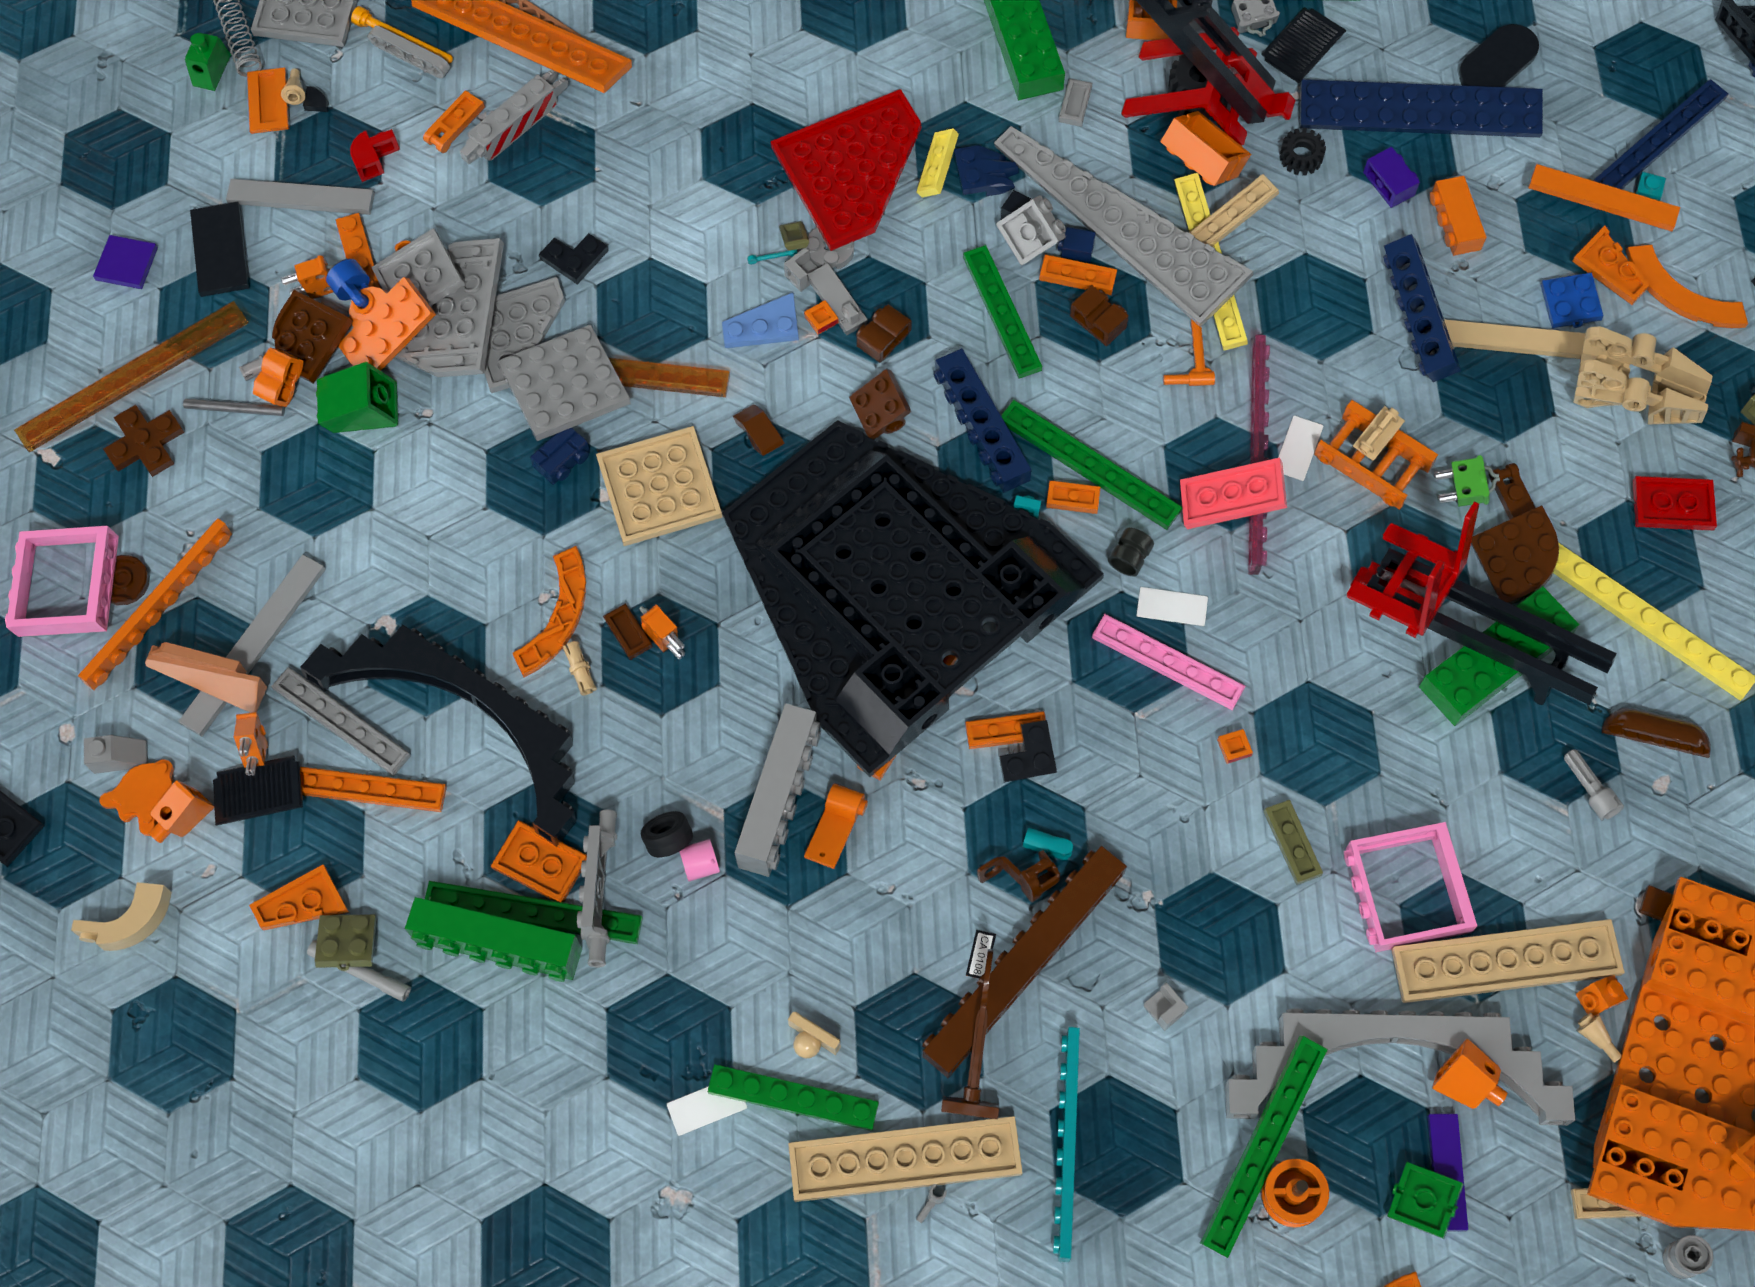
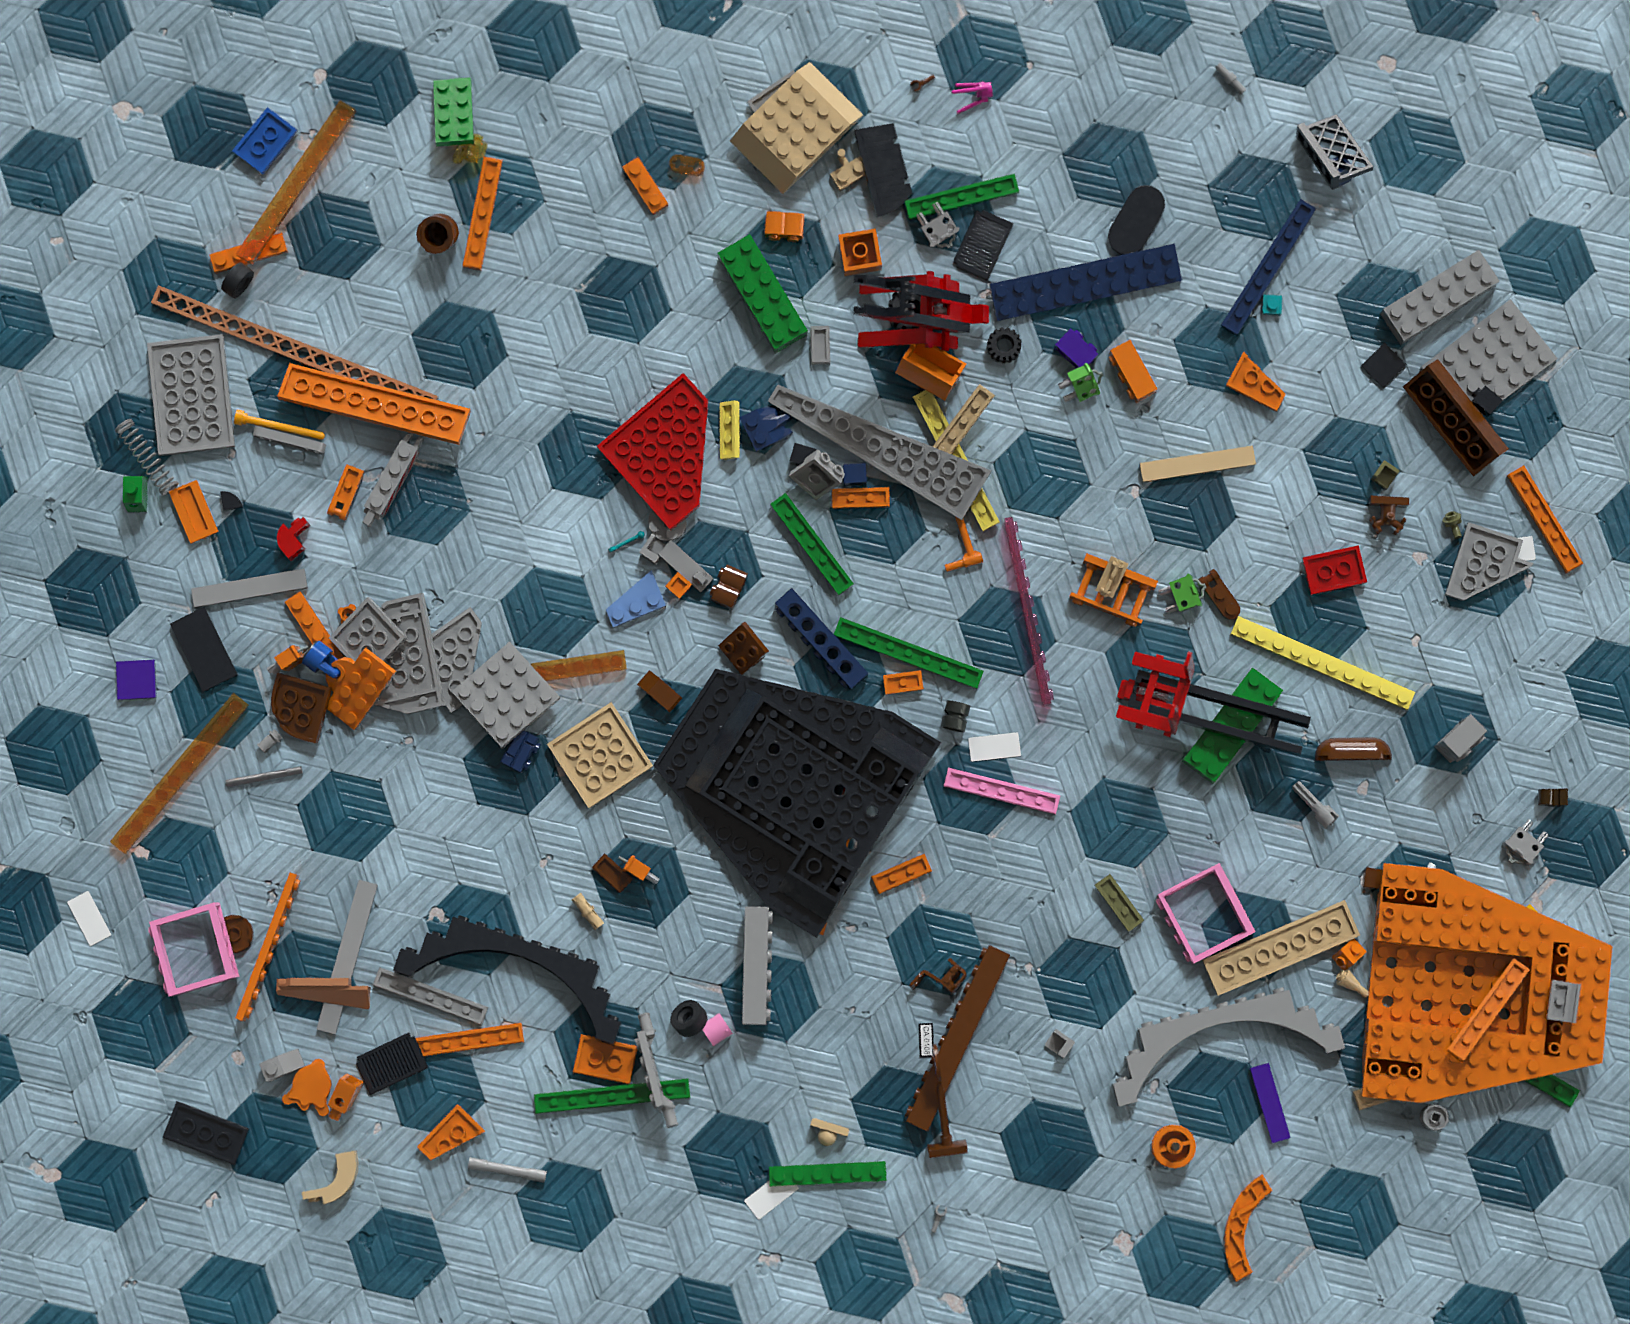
camera: 15 degrees left, 15 degrees up
(143, 440) = (207, 821): reddish brown plate -> none
(250, 741) = (376, 1033): orange piece -> none
(277, 377) = (291, 747): orange brick -> none
(293, 91) = (212, 499): tan cone -> none
(345, 941) = (492, 1153): olive plate -> none
(357, 400) = (355, 749): green slope -> none
(493, 939) = (594, 1125): green brick -> none
(564, 617) = (564, 873): orange tile -> none
(577, 262) = (478, 588): black plate -> none
(794, 235) = (639, 524): olive tile -> none
(836, 824) = (802, 977): orange door -> none
(904, 1159) = (913, 1194): tan plate -> none
(1028, 504) = (872, 700): teal plate -> none
(1035, 760) = (927, 890): black plate -> none
(1052, 845) = (951, 950): teal bar -> none
(1066, 1155) = (1018, 1163): teal plate -> none
(1099, 316) = (885, 529): reddish brown brick -> none
(1233, 493) = (1018, 653): coral plate -> none
(1235, 746) = (1063, 843): orange plate -> none
(1263, 1146) = (1146, 1121): green plate -> none
(1299, 447) = (1056, 596): white sticker -> none
(1392, 210) = (1083, 383): none -> bright green piece
(1425, 1200) = (1258, 1127): green plate -> none
(1445, 360) = (1131, 465): dark blue brick -> none
(1470, 1077) = (1271, 1038): orange torso -> none
(1518, 554) = (1231, 643): reddish brown plate -> none
(1572, 300) = (1231, 420): blue plate -> none
(1604, 197) = (1238, 329): orange tile -> none
(1604, 378) = (1319, 486): tan piece -> none
(1681, 299) = (1309, 396): orange tile -> none

